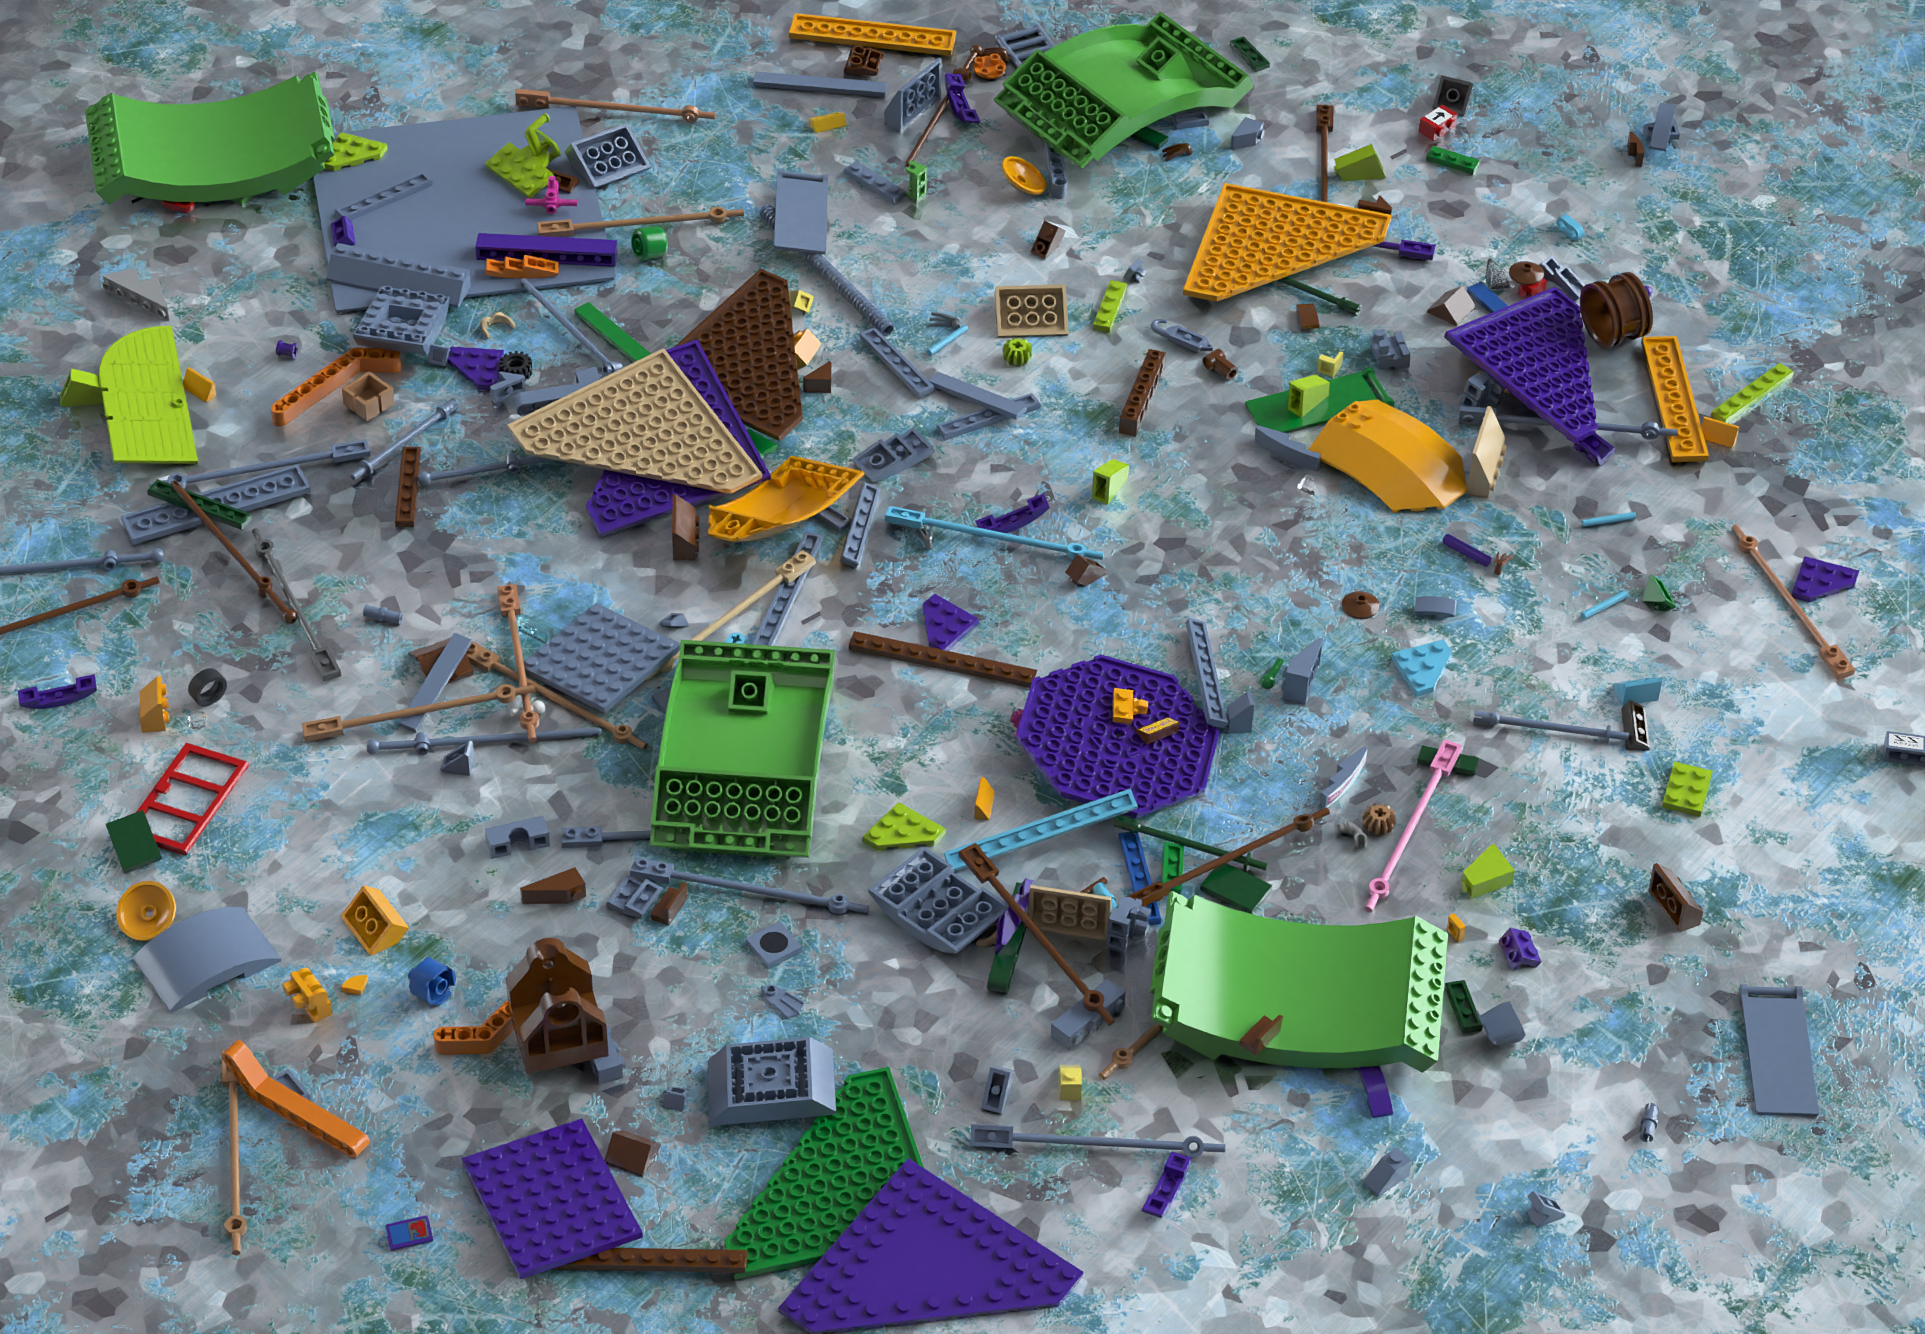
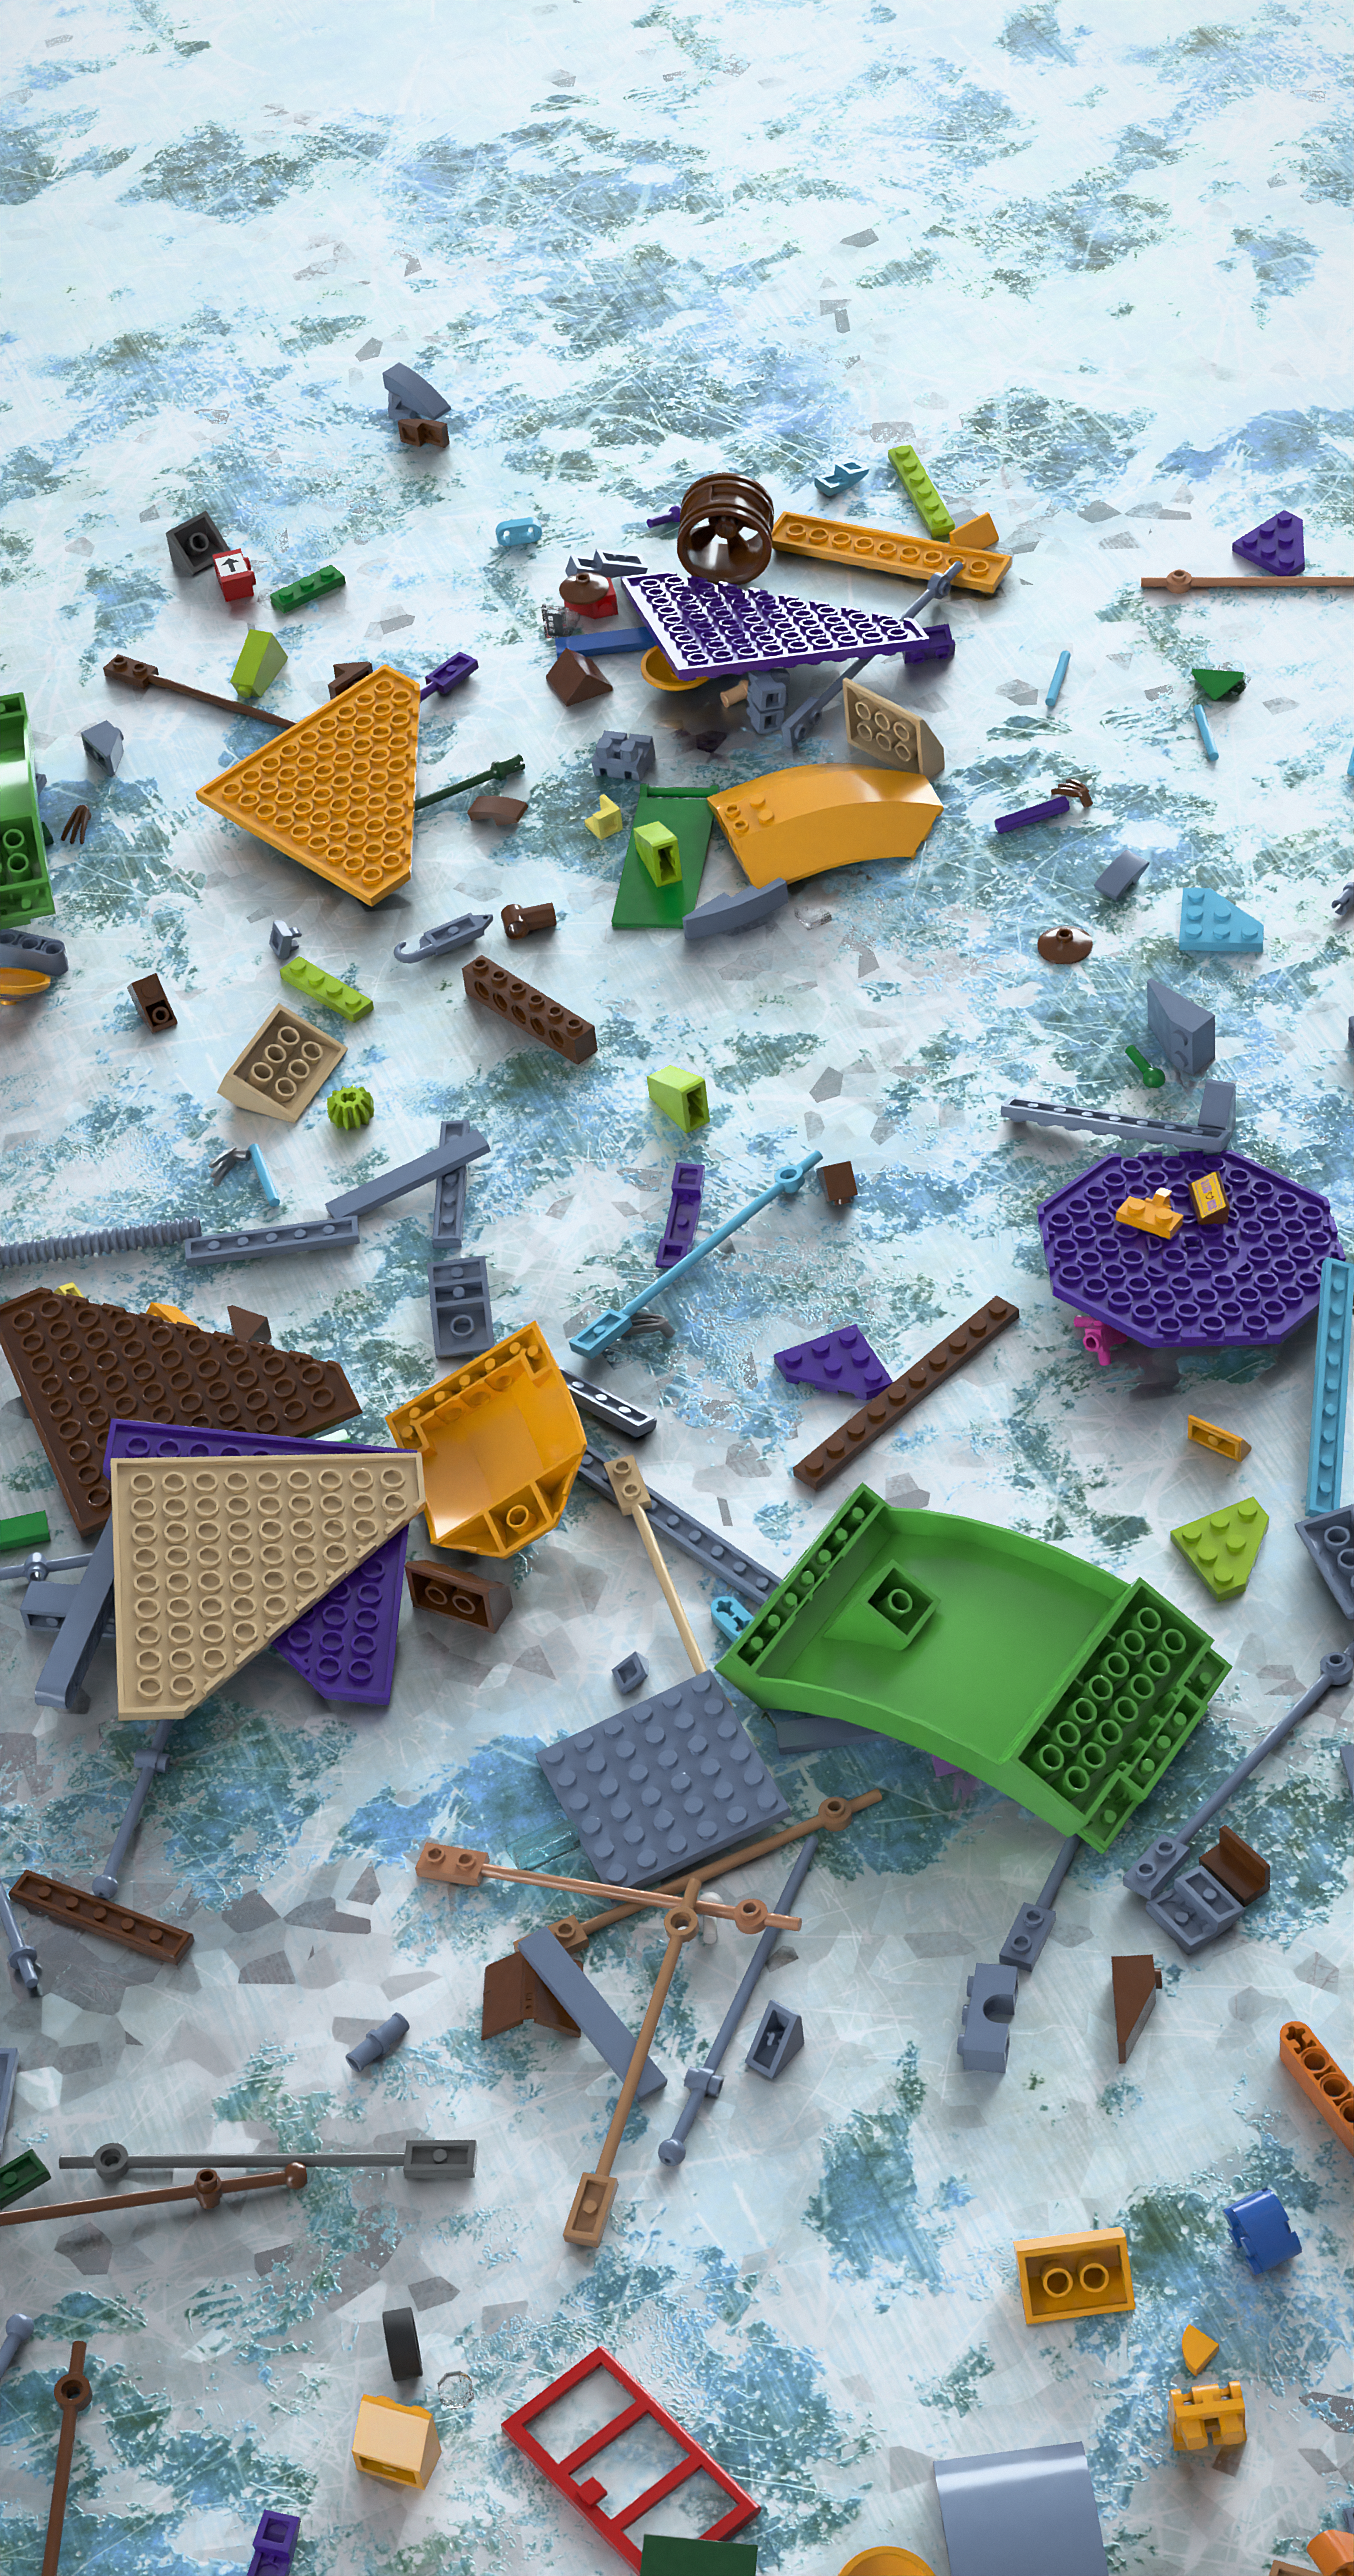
camera: 55 degrees left, 0 degrees up
(1733, 352) = (844, 476): none -> medium azure slope

